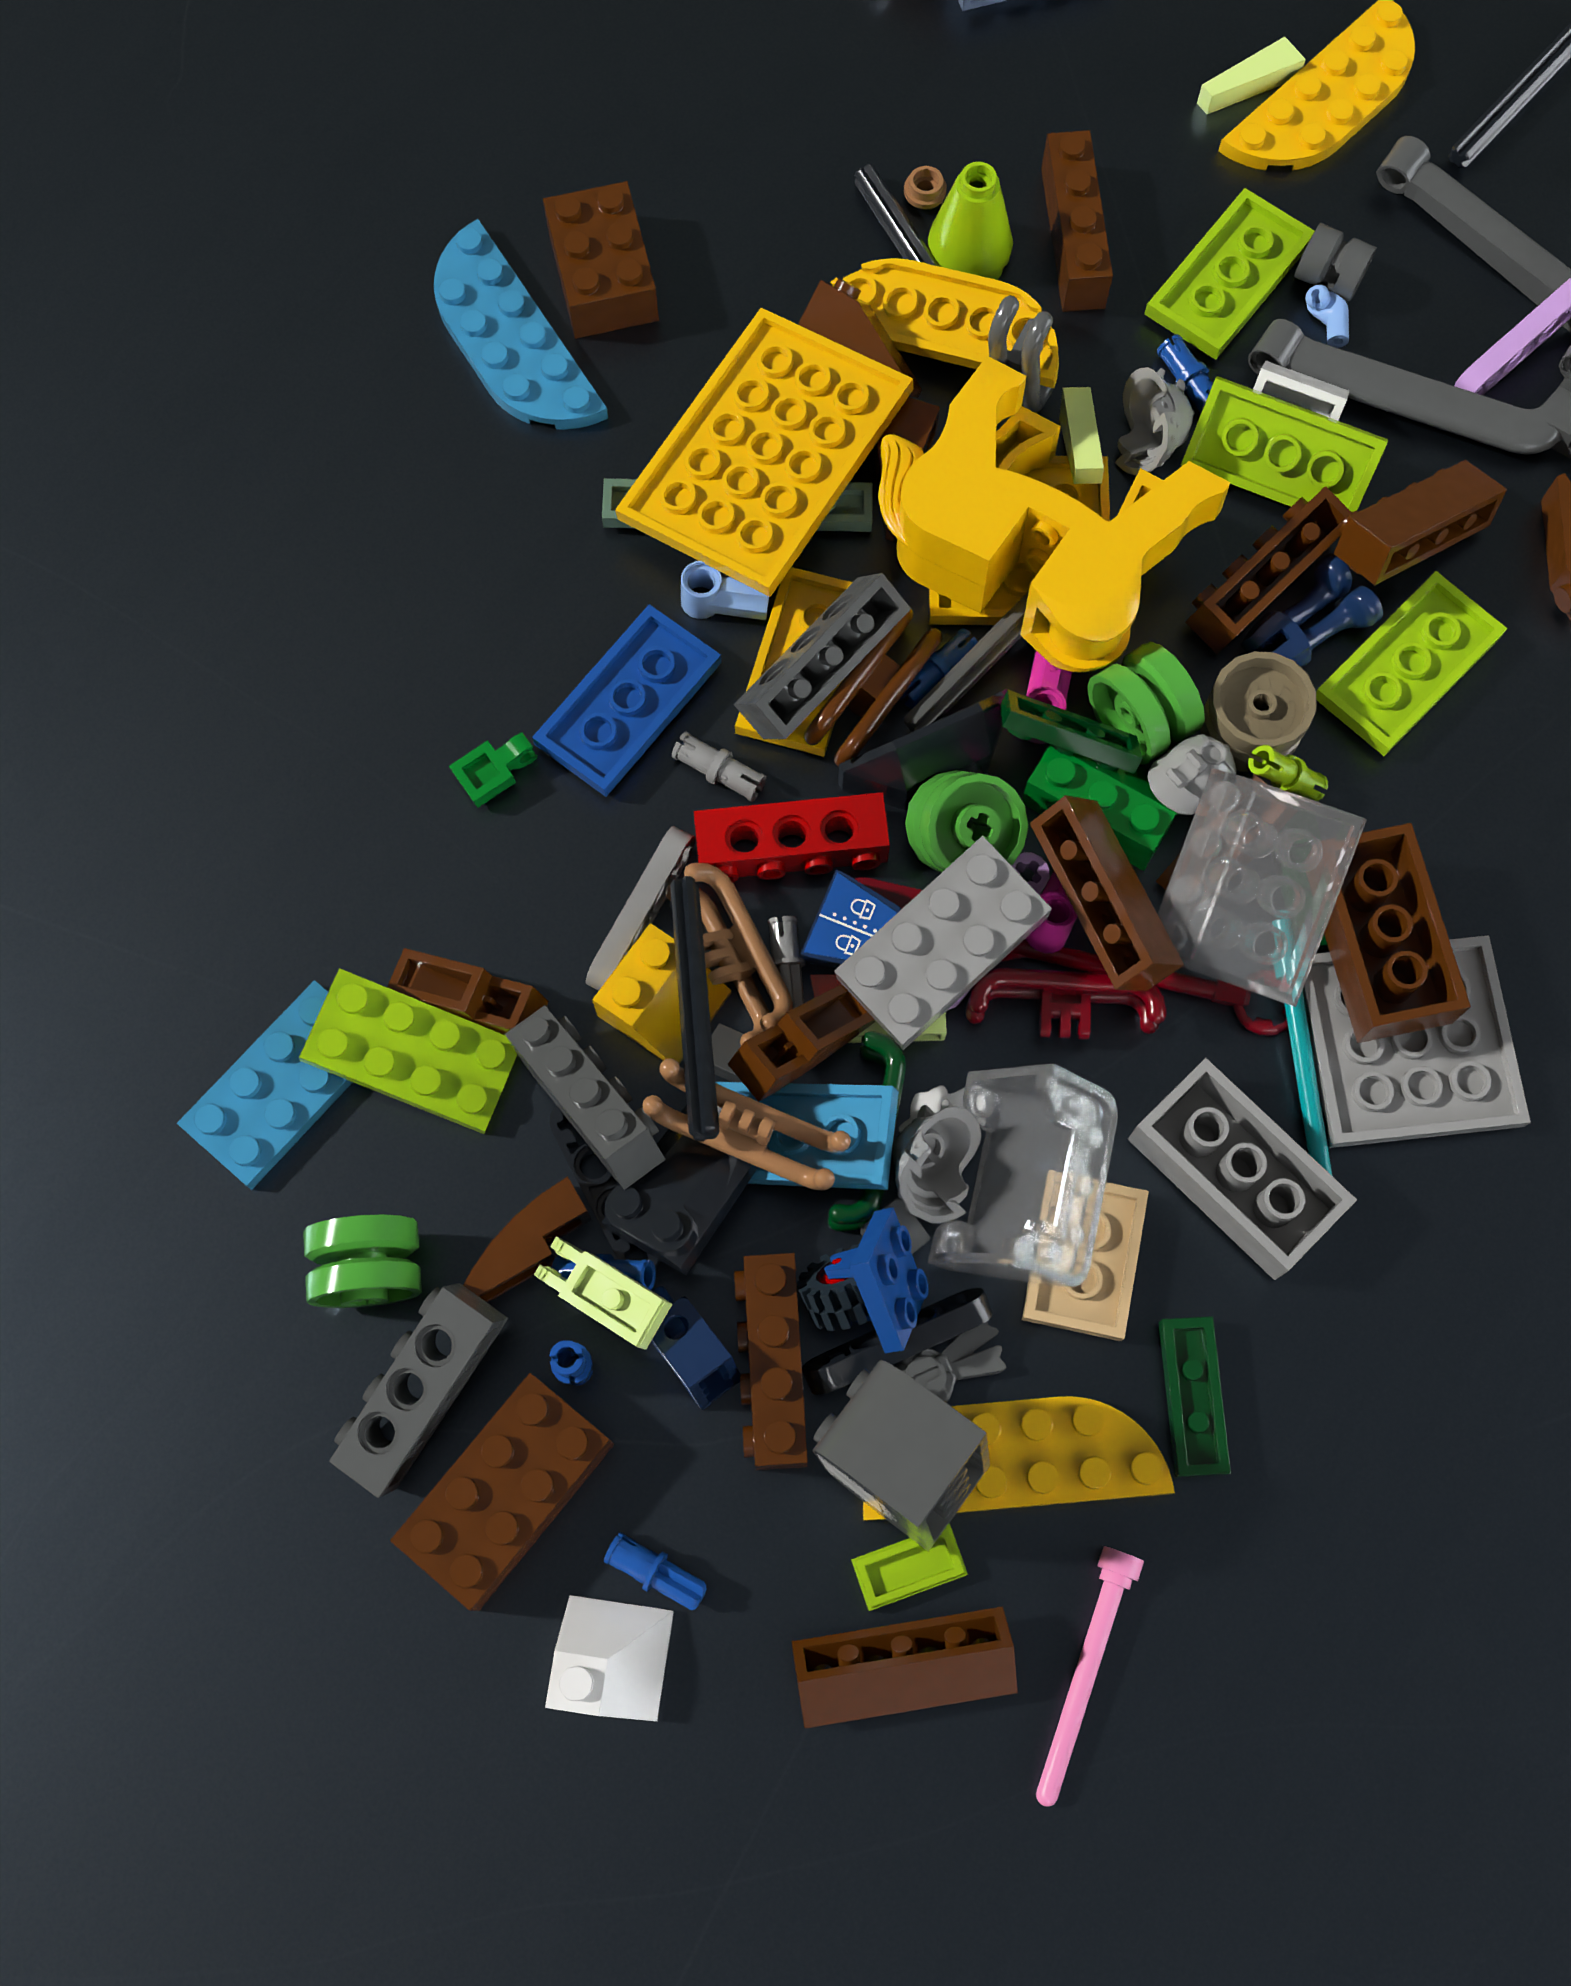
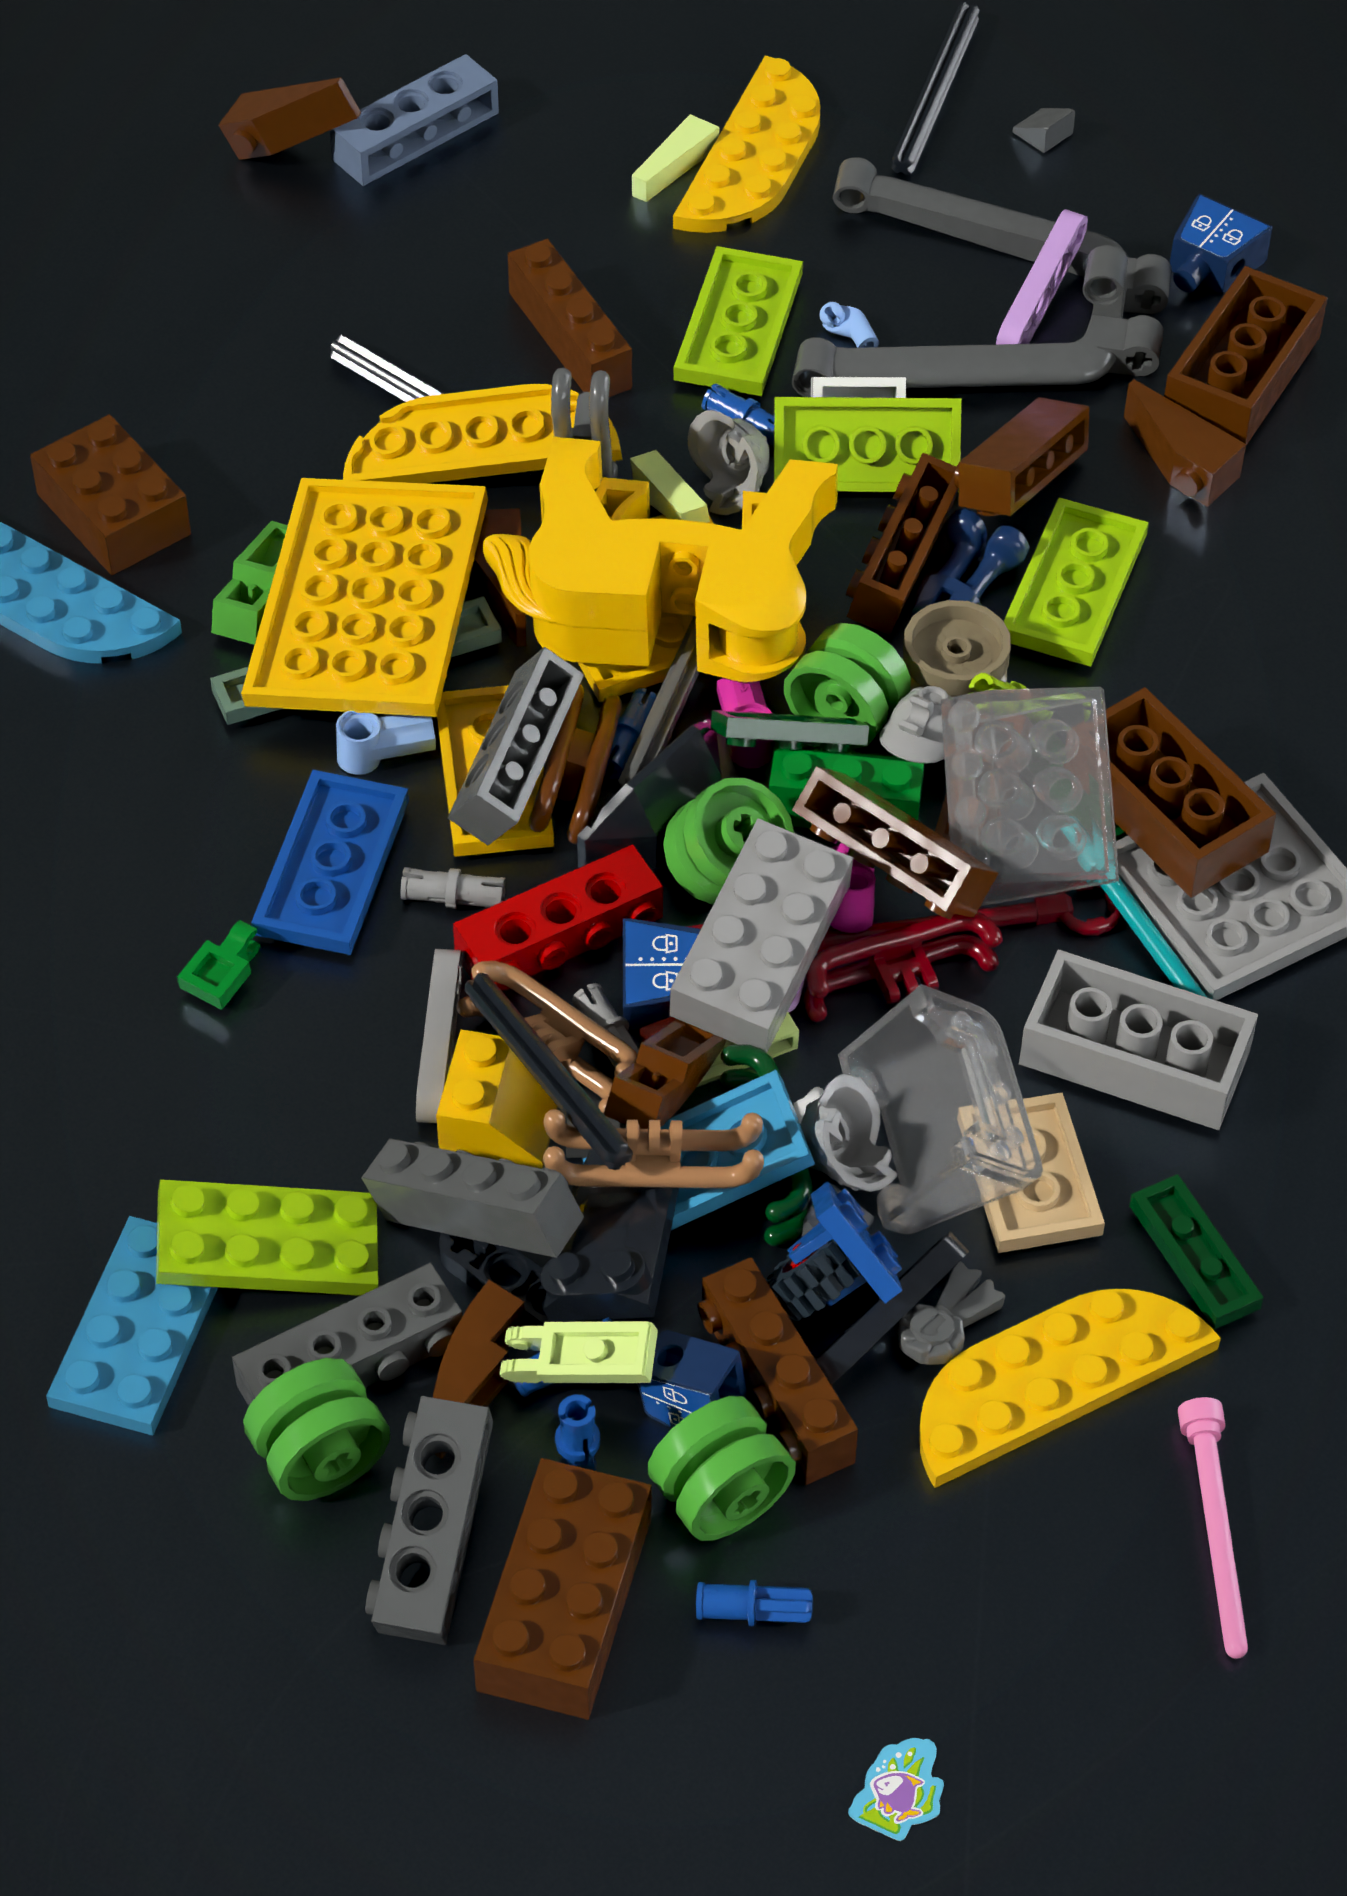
camera: 25 degrees left, 20 degrees down
(435, 1183) = (372, 1333): none -> dark grey brick
(465, 990) = (299, 1162): reddish brown slope -> none
(610, 1659) = (748, 1704): white slope -> none
(661, 410) = (242, 601): none -> bright green slope
(675, 1438) = (721, 1468): none -> bright green wheel
(701, 1794) = (899, 1789): none -> sticker
(850, 322) = (391, 459): reddish brown slope -> none
(903, 1452) = (951, 1354): dark grey brick -> none
(905, 1667) = (1042, 1578): reddish brown brick -> none
(907, 1569) = (1000, 1506): lime tile -> none
(923, 179) = (405, 339): medium nougat plate -> none
(973, 225) = (472, 345): lime cone -> none
(1335, 261) = (833, 278): dark grey wheel -> none

